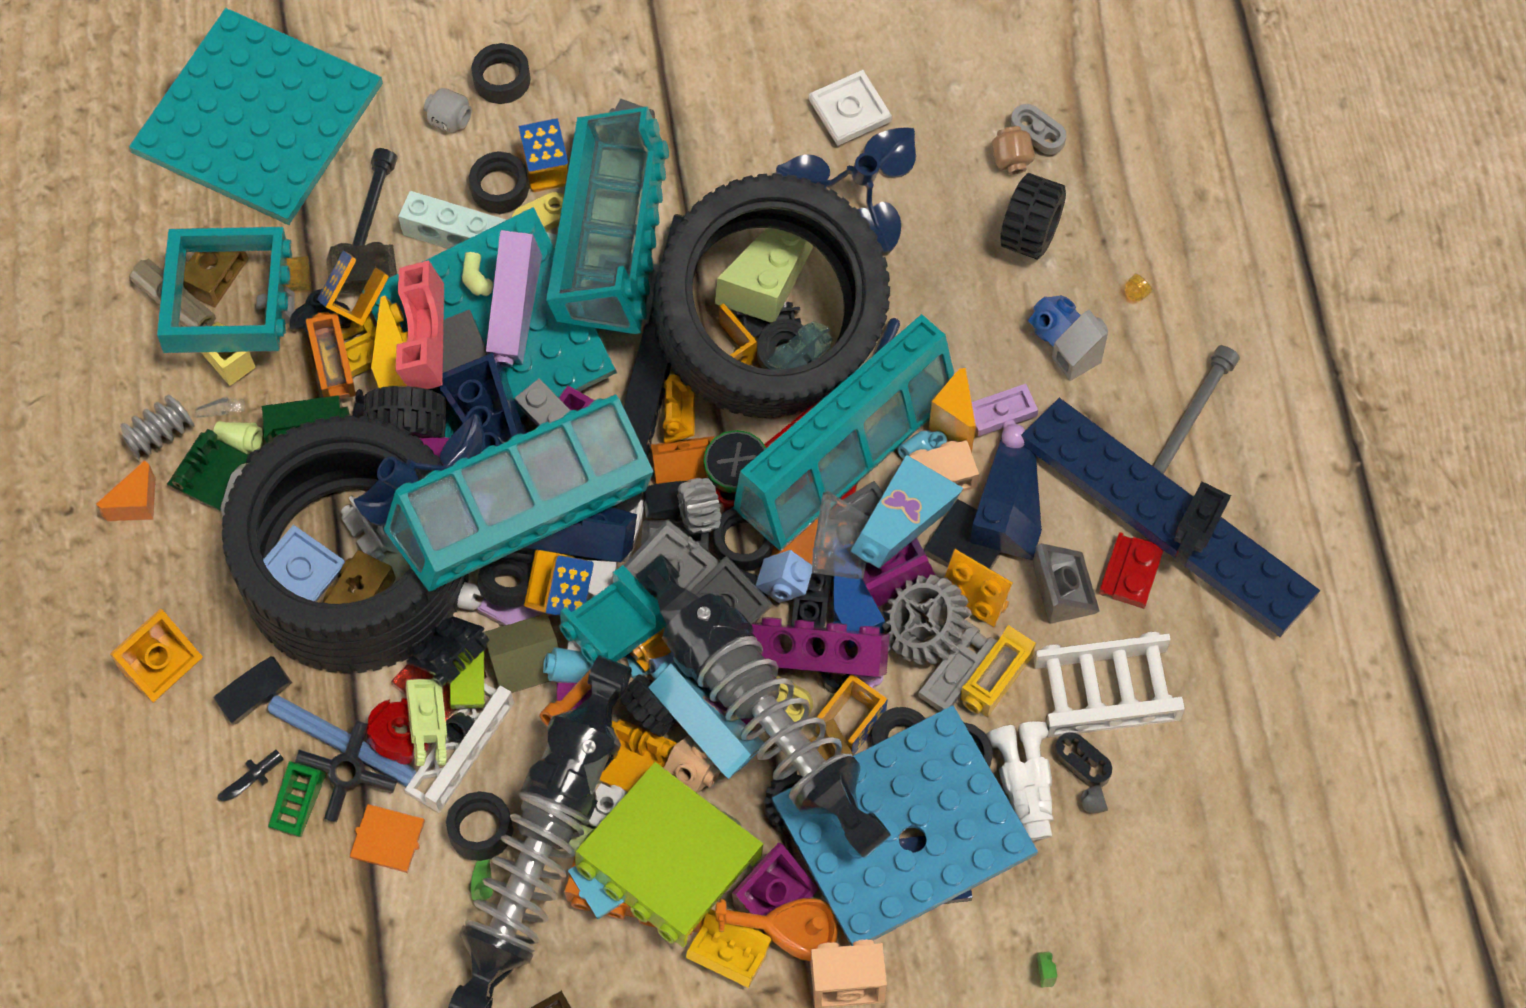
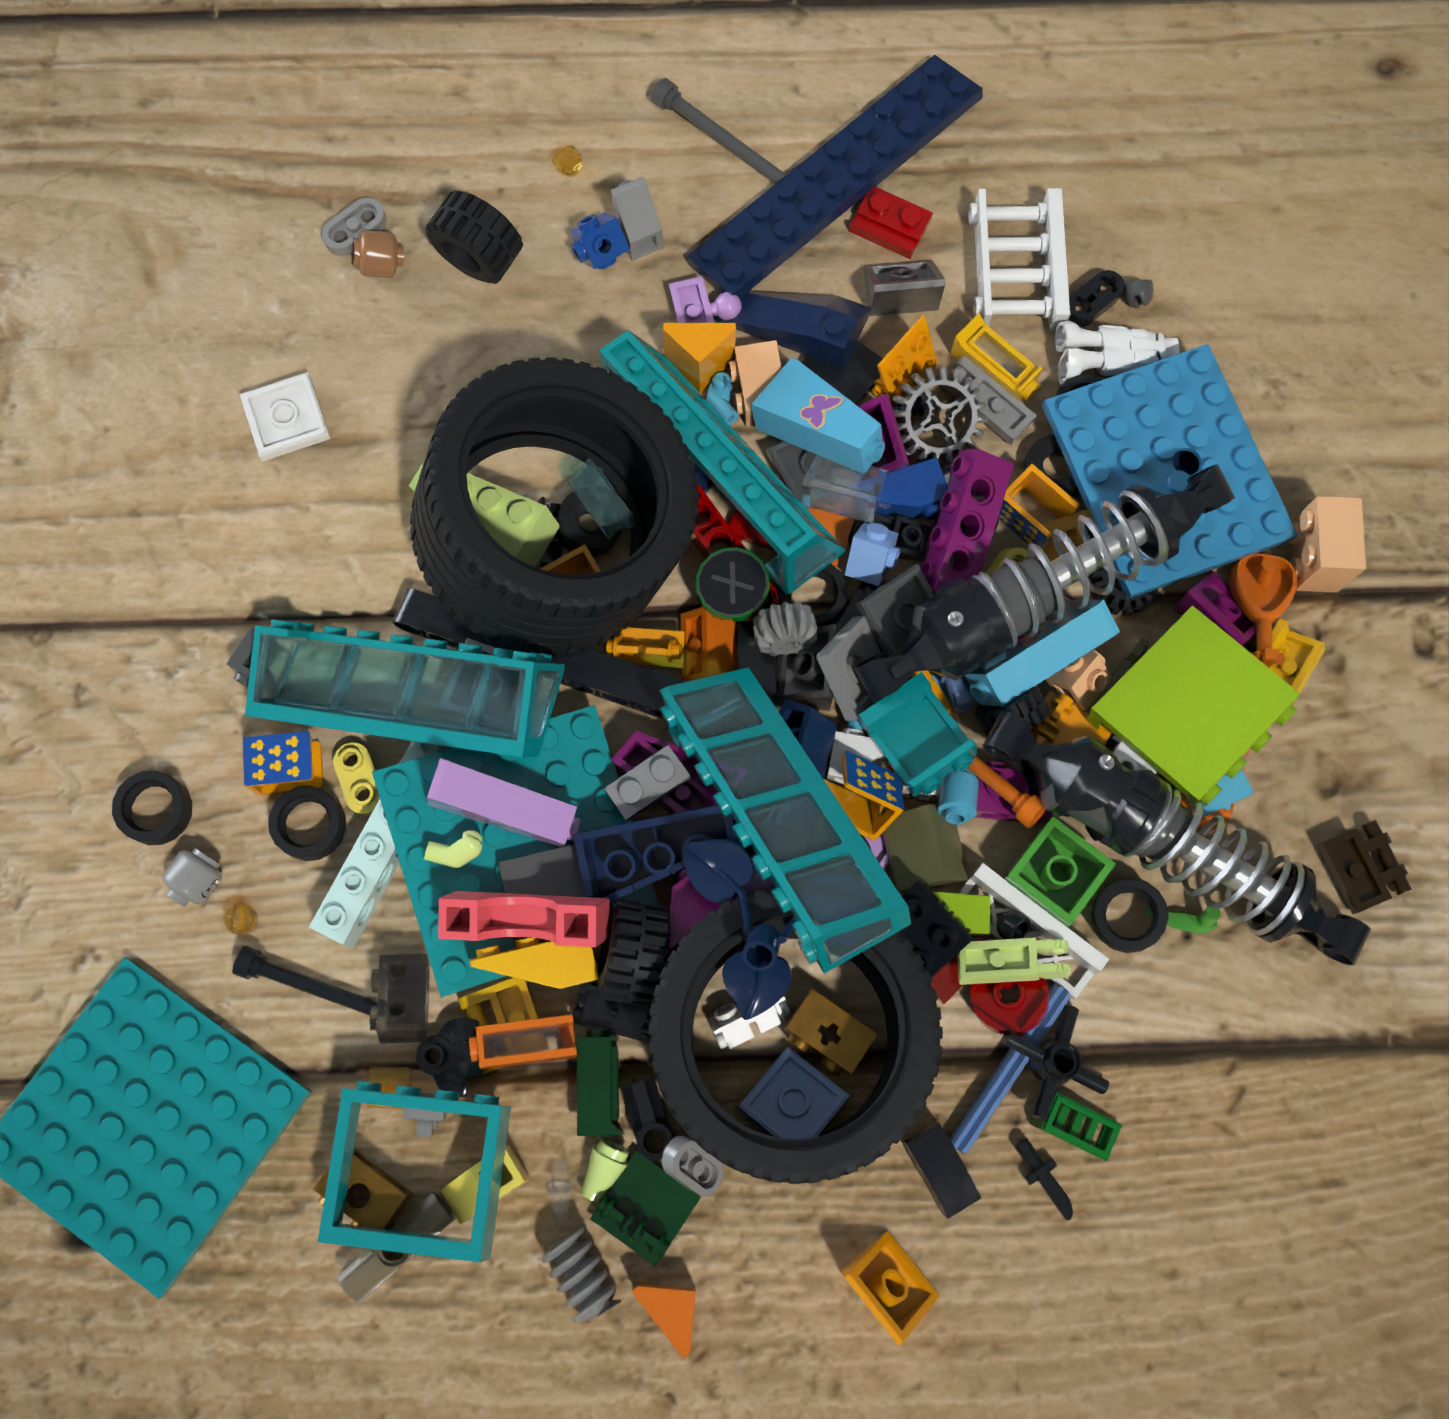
camera: 85 degrees left, 10 degrees up
(366, 300) = (459, 993): light orange piece -> none
(387, 838) = (1128, 1023): orange piece -> none
(419, 150) = (246, 922): none -> clear yellow hinge
(504, 754) = (1059, 871): none -> bright green brick
(891, 152) = (348, 385): dark blue plant -> none
(1047, 969) = (1314, 366): bright green tile -> none
(1200, 520) = (861, 137): black hinge -> none

